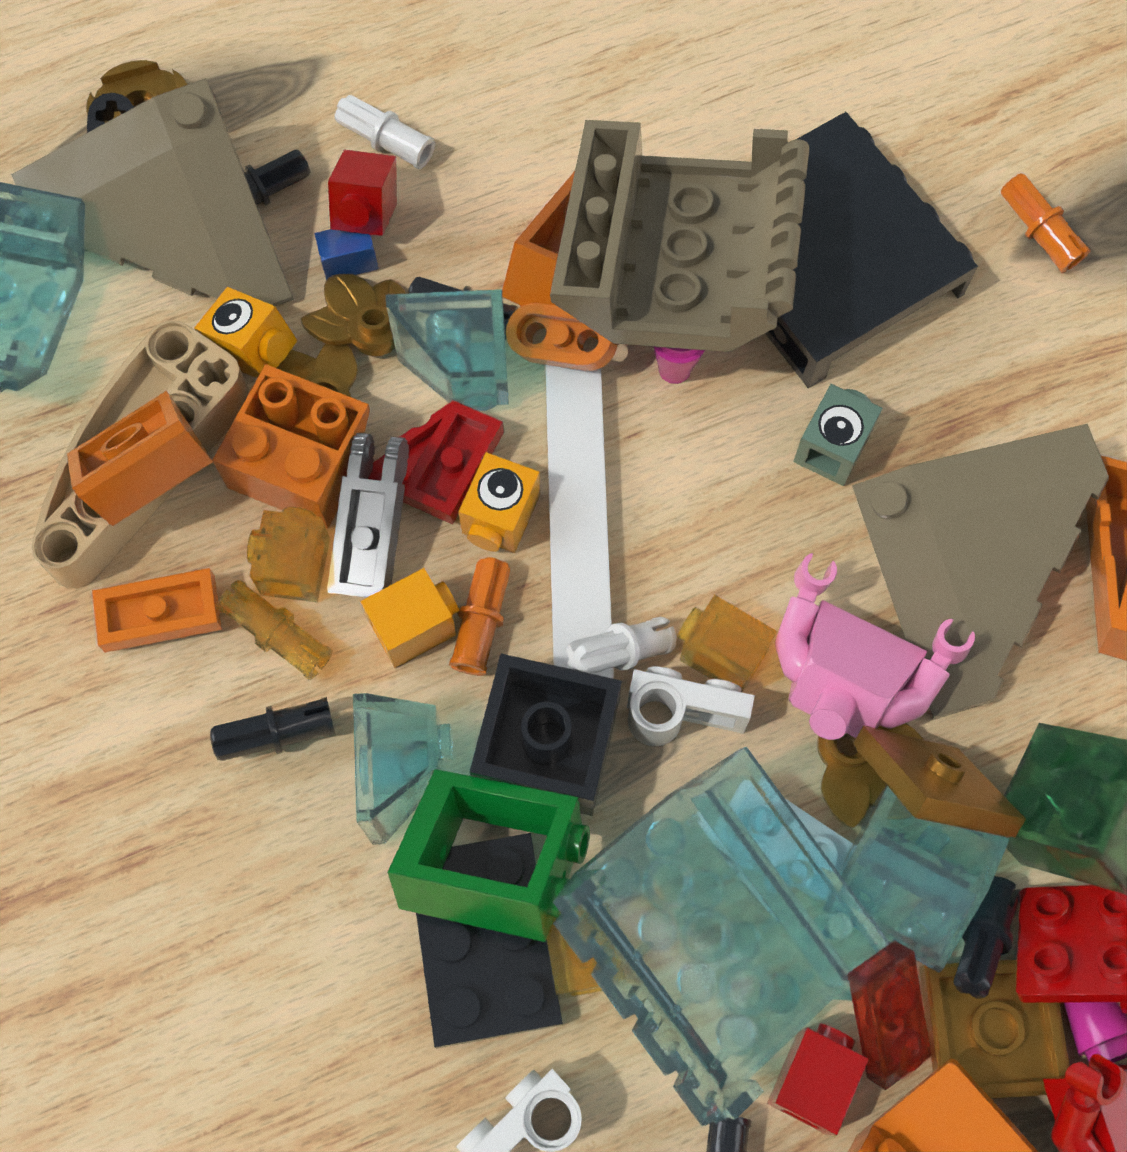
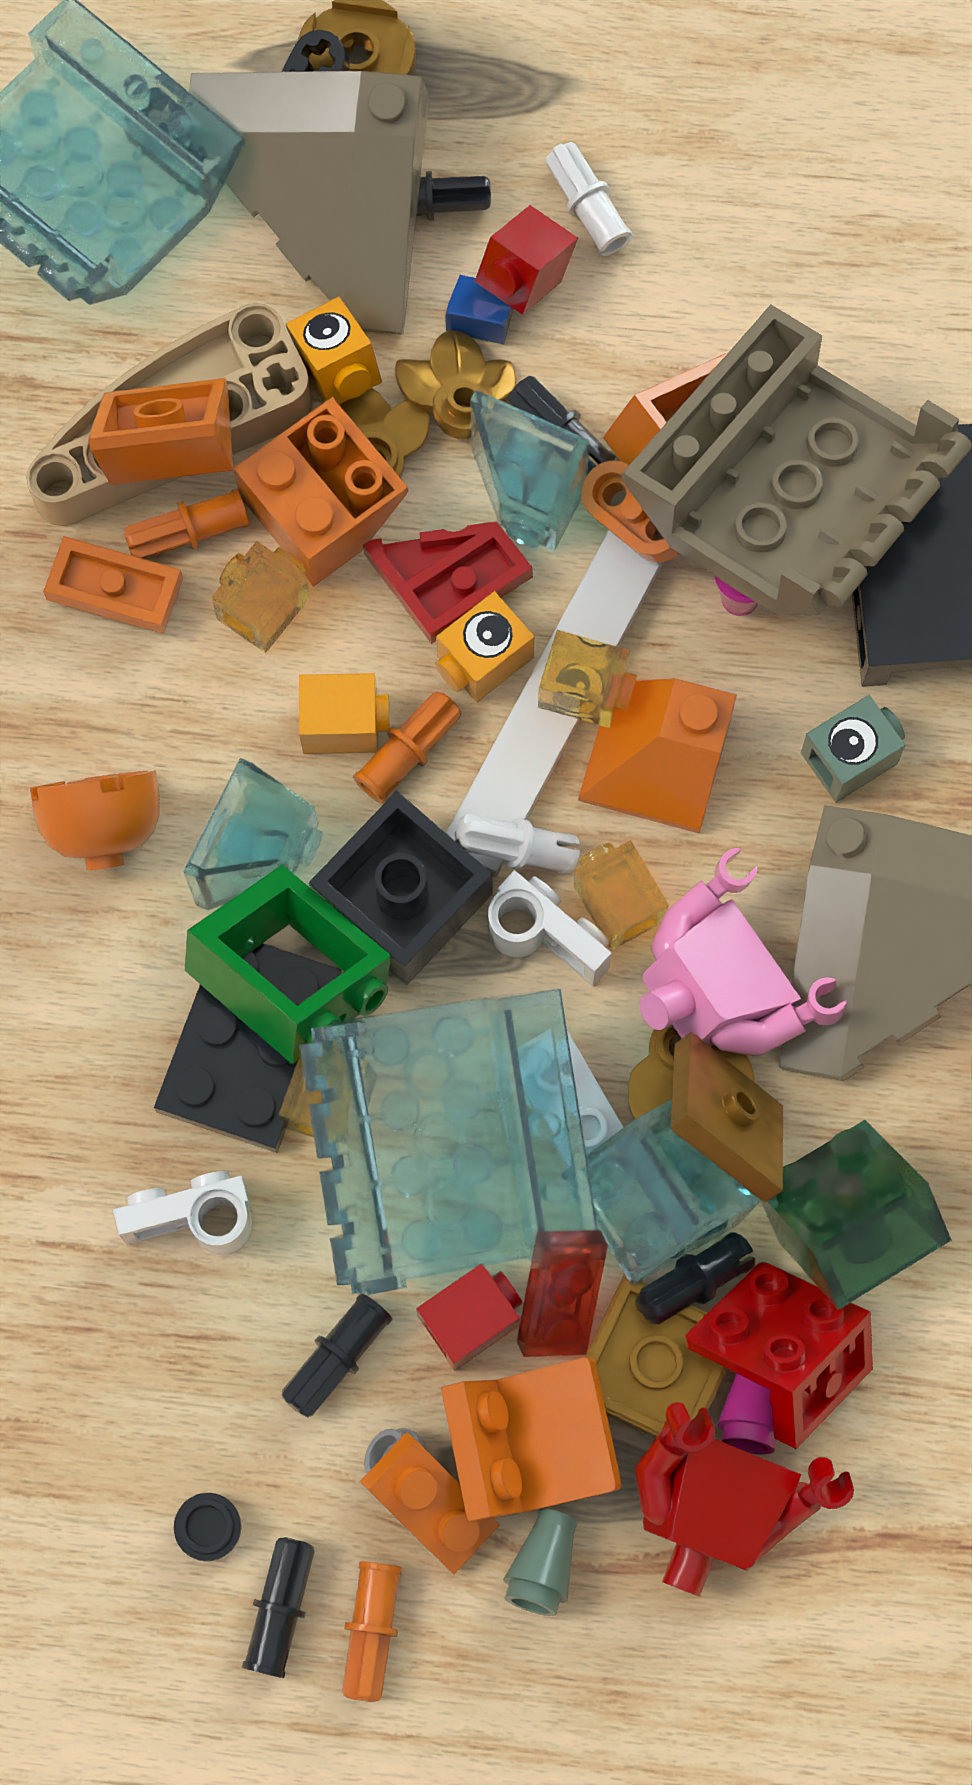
camera: 30 degrees right, 5 degrees up
(195, 530) = (186, 525): none -> orange axle
(247, 813) = (98, 816): none -> orange cylinder
(272, 730) = (160, 752): black axle -> none
(274, 629) = (210, 659): clear yellow pin -> none
(368, 519) = (351, 598): hinge -> none
(601, 484) = (586, 679): none -> clear yellow brick
(688, 513) = (661, 753): none -> orange slope

